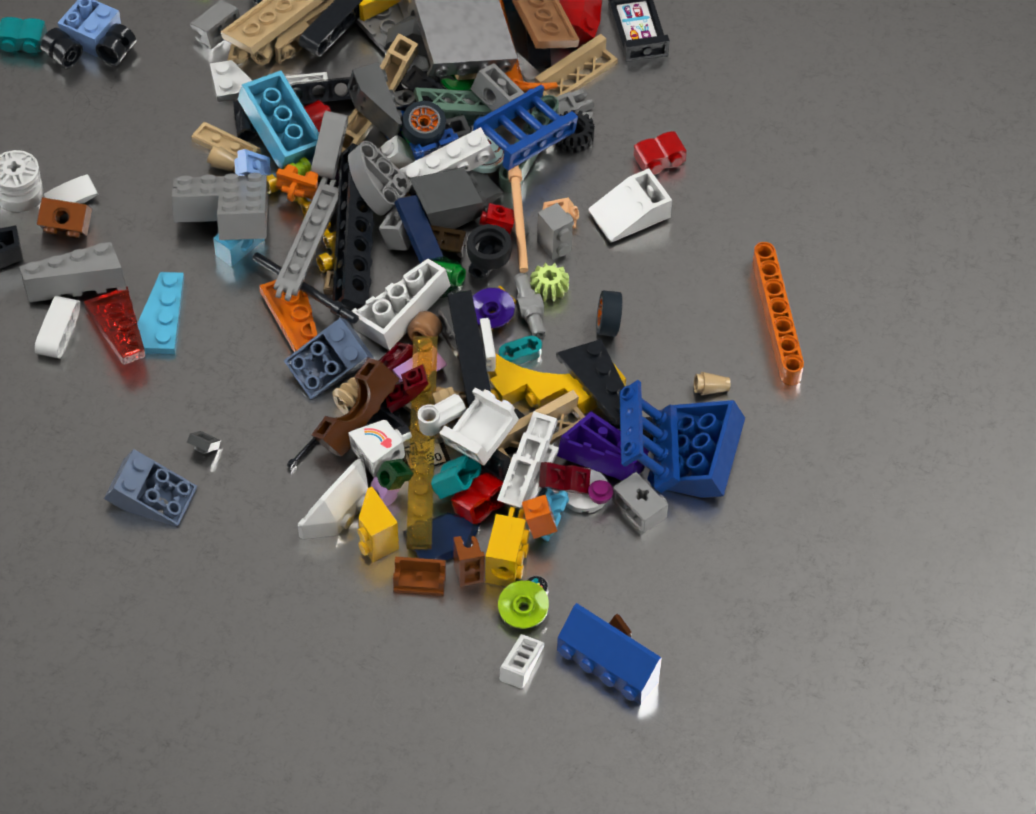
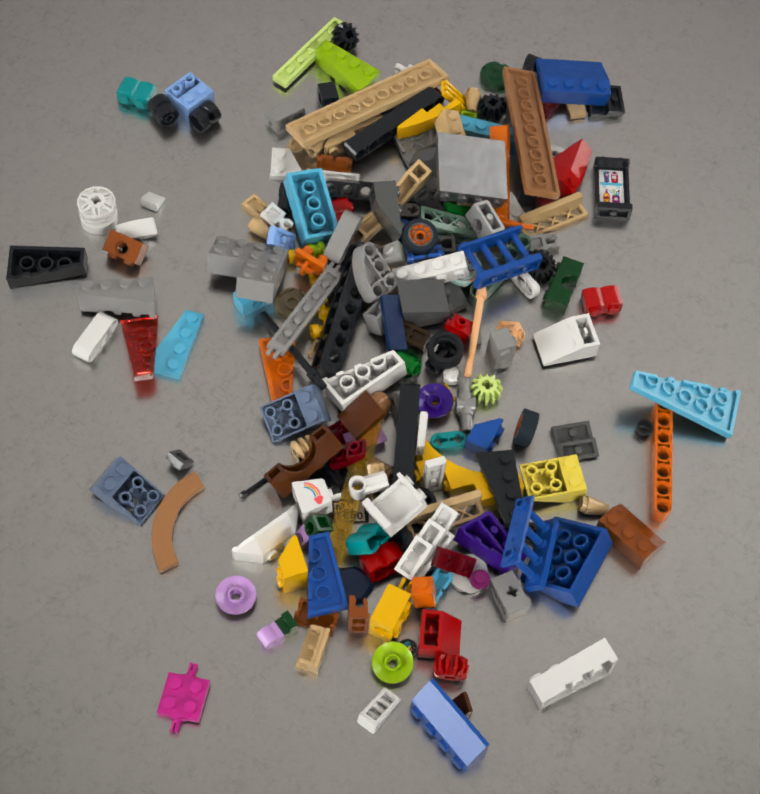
camera: 10 degrees right, 5 degrees up
(79, 158) = (152, 201): none -> white slope
(206, 511) = (166, 517): none -> medium nougat tile
(236, 140) = (275, 216): none -> white plate
(281, 237) = (287, 301): none -> dark tan tile
(287, 700) = (183, 697): none -> dark pink plate
(299, 65) = (337, 164): none -> dark orange hinge
(316, 565) = (235, 586): none -> lavender dish
(378, 601) = (278, 631): none -> leg
(410, 340) = (361, 415): none -> reddish brown slope
(418, 530) = (325, 585): none -> blue wing
(425, 611) = (313, 648): none -> tan hinge
(503, 277) = (451, 376): none -> white tile
(515, 383) = (433, 473): none -> white tile
(561, 333) = (483, 436): none -> blue slope
(565, 155) = (527, 285): none -> white plate
(569, 563) = (438, 634): none -> red slope
(593, 592) = (451, 667): none -> red gear
(607, 159) = (567, 273): none -> dark green arch
(659, 362) = (554, 479): none -> light yellow slope
(670, 318) = (575, 439): none -> dark grey slope
(737, 567) = (572, 674): none -> white wedge
(748, 280) = (646, 424): none -> black hinge
(764, 406) = (630, 535): none -> dark orange slope
(804, 240) = (696, 401): none -> medium azure wing

